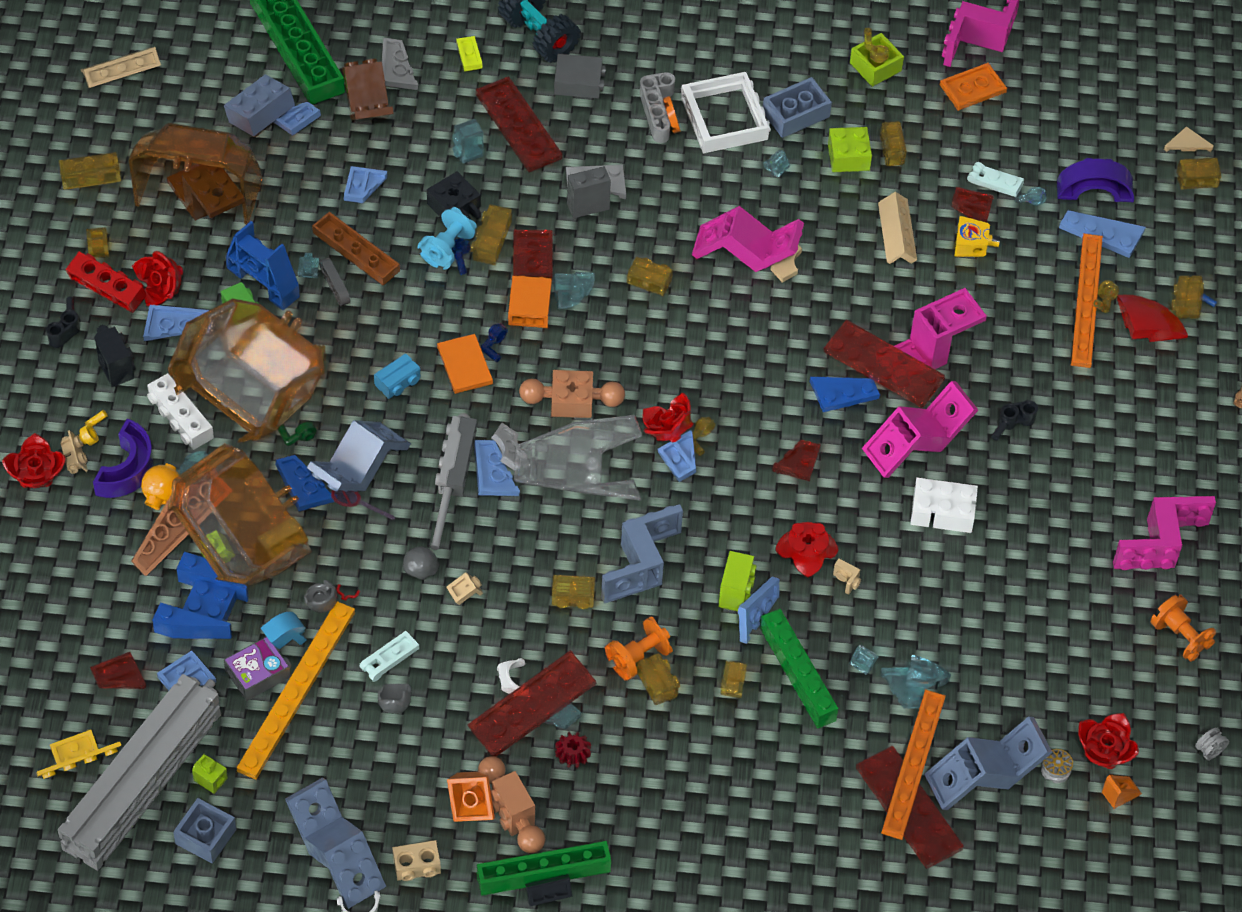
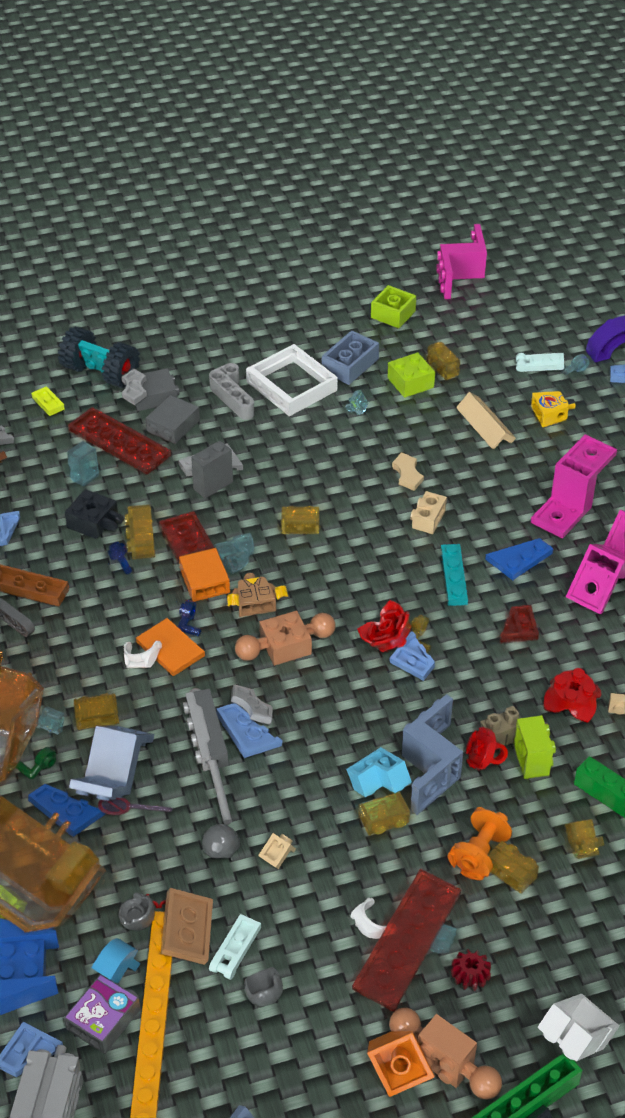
camera: 20 degrees left, 10 degrees down
(325, 398) = (51, 720): none -> clear light blue tile
(356, 623) = (187, 926): none -> medium nougat plate
(368, 403) = (96, 711): none -> clear yellow brick
(397, 376) = (112, 676): dark azure brick -> none
(433, 368) = (143, 659): none -> white helmet
(437, 249) = (99, 557): medium azure piece -> none
(555, 74) = (134, 391): none -> light grey tile
(564, 340) = (255, 595): none -> medium nougat torso
(573, 457) = (315, 689): clear windscreen -> none
(581, 118) = (172, 419): none -> dark grey brick
(584, 551) = (379, 770): none -> medium azure brick
(628, 826) = (578, 1027): none -> white piece
(671, 114) = (251, 390): orange tile -> none
(691, 566) = (482, 747): none -> red tile
(716, 552) = (503, 725): none -> dark tan hips
(748, 239) = (371, 462): dark pink bracket -> none
(754, 607) = (564, 764): medium blue wing -> none
(768, 386) = (454, 574): none -> teal plate
(779, 312) = (428, 512): none -> tan brick
(877, 53) = (396, 297): clear yellow plate -> none
(884, 363) = (543, 521): clear red plate -> none
(972, 204) = (533, 383): clear red wing -> none
(973, 86) = (477, 305): orange tile -> none

